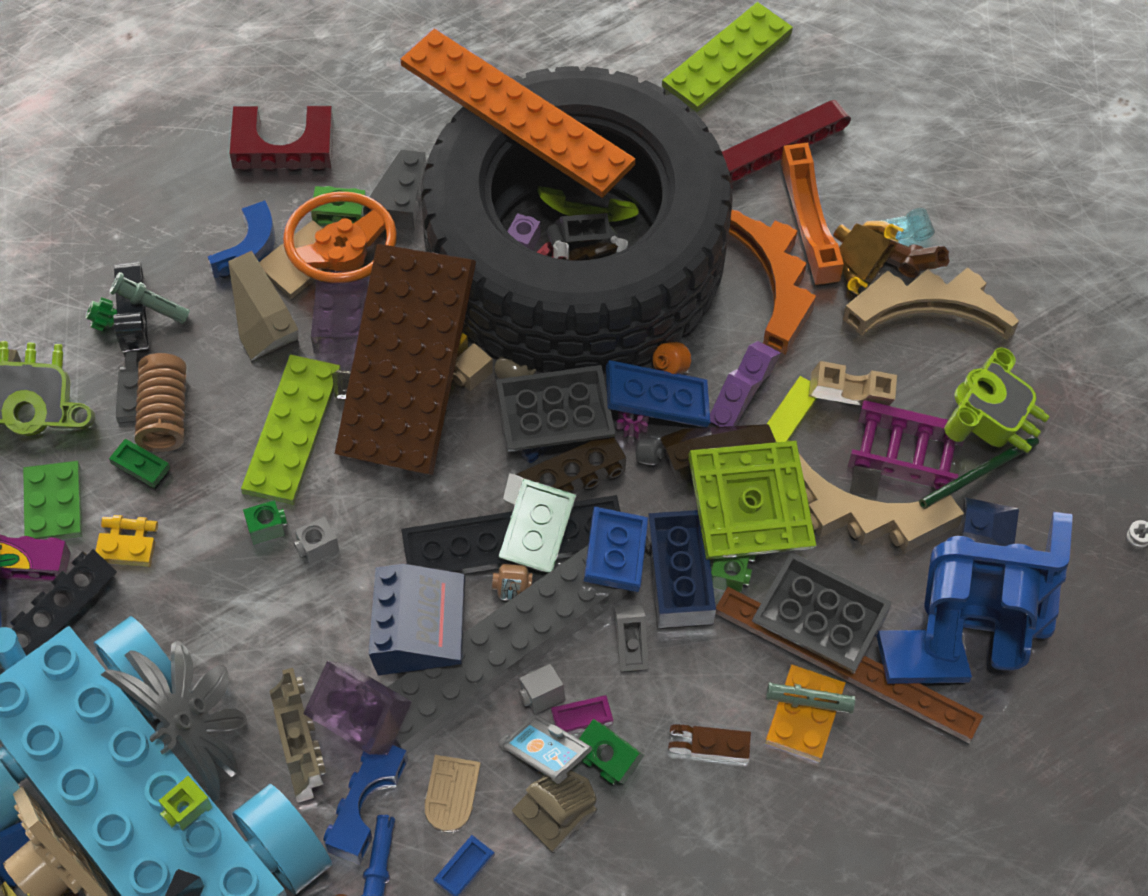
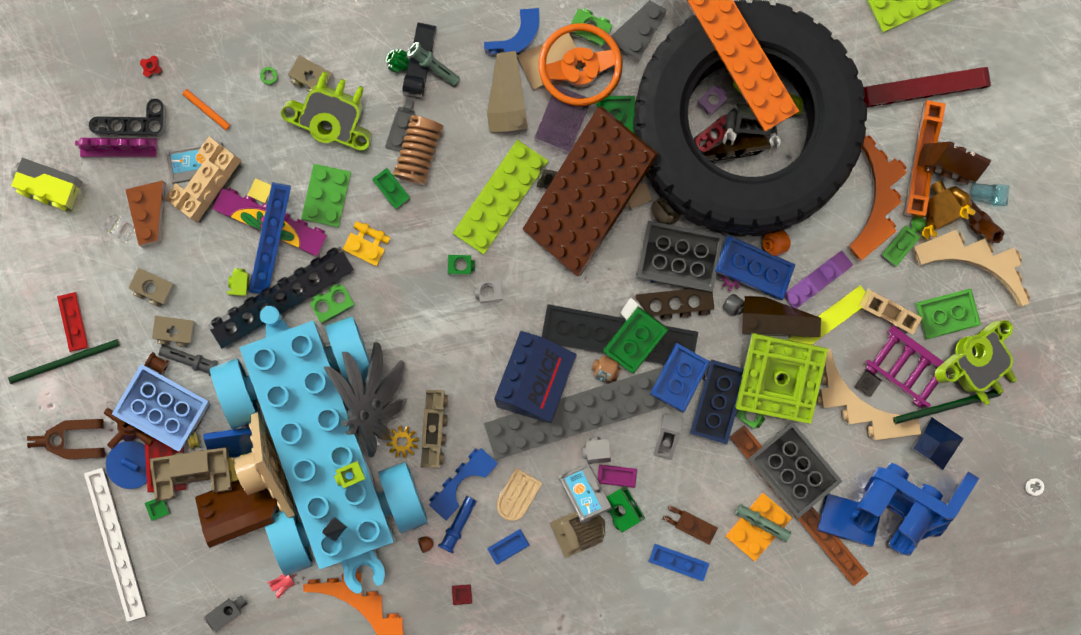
camera: 20 degrees right, 25 degrees up
(94, 624) = (334, 308): none -> bright green brick
(257, 765) = (401, 448): none -> yellow gear
(357, 708) = (475, 430): clear purple brick -> none
(716, 798) = (679, 562): none -> blue plate
(830, 310) = (904, 241): none -> bright green plate
(847, 193) = (953, 162): none -> reddish brown wedge
(927, 373) = (948, 314): none -> bright green tile

